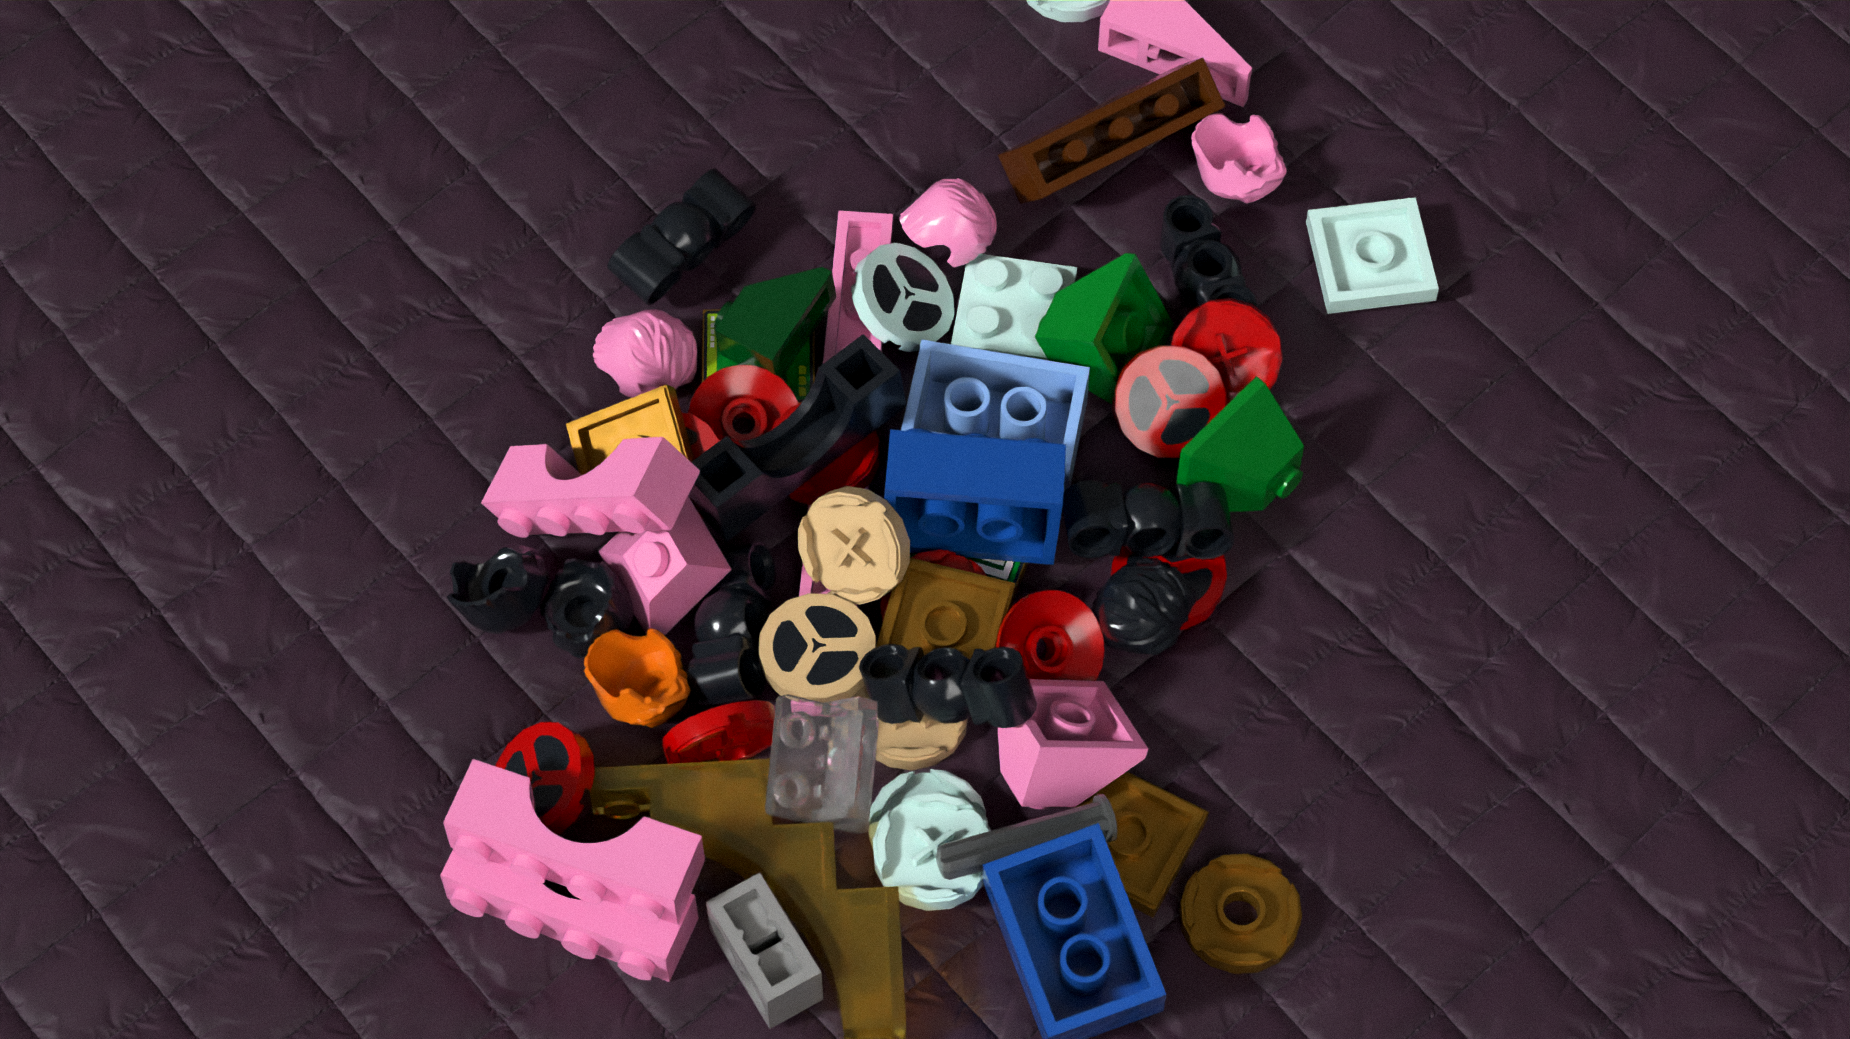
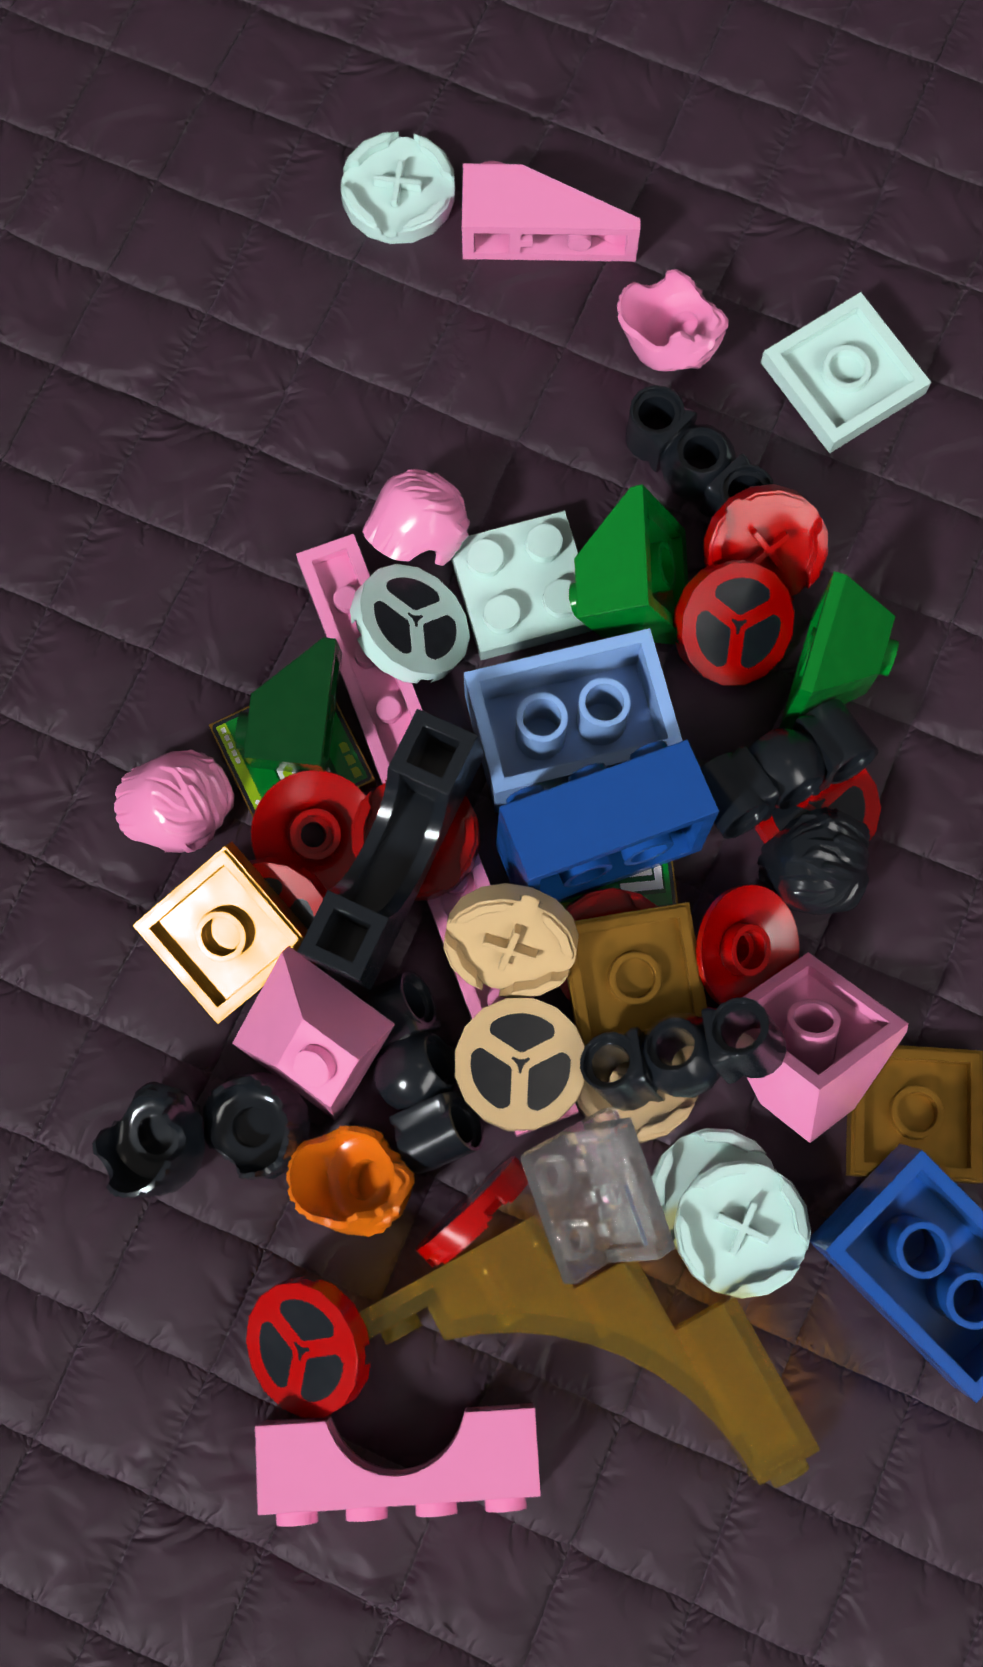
camera: 25 degrees left, 15 degrees up
(630, 491) = (257, 998): bright pink arch -> none
(643, 869) = (298, 1437): bright pink arch -> none
(681, 236) = (147, 654): black piece -> none
(765, 950) = (634, 1432): light grey brick -> none
(970, 853) = (838, 1180): dark grey axle -> none
(1111, 131) = (531, 347): reddish brown brick -> none

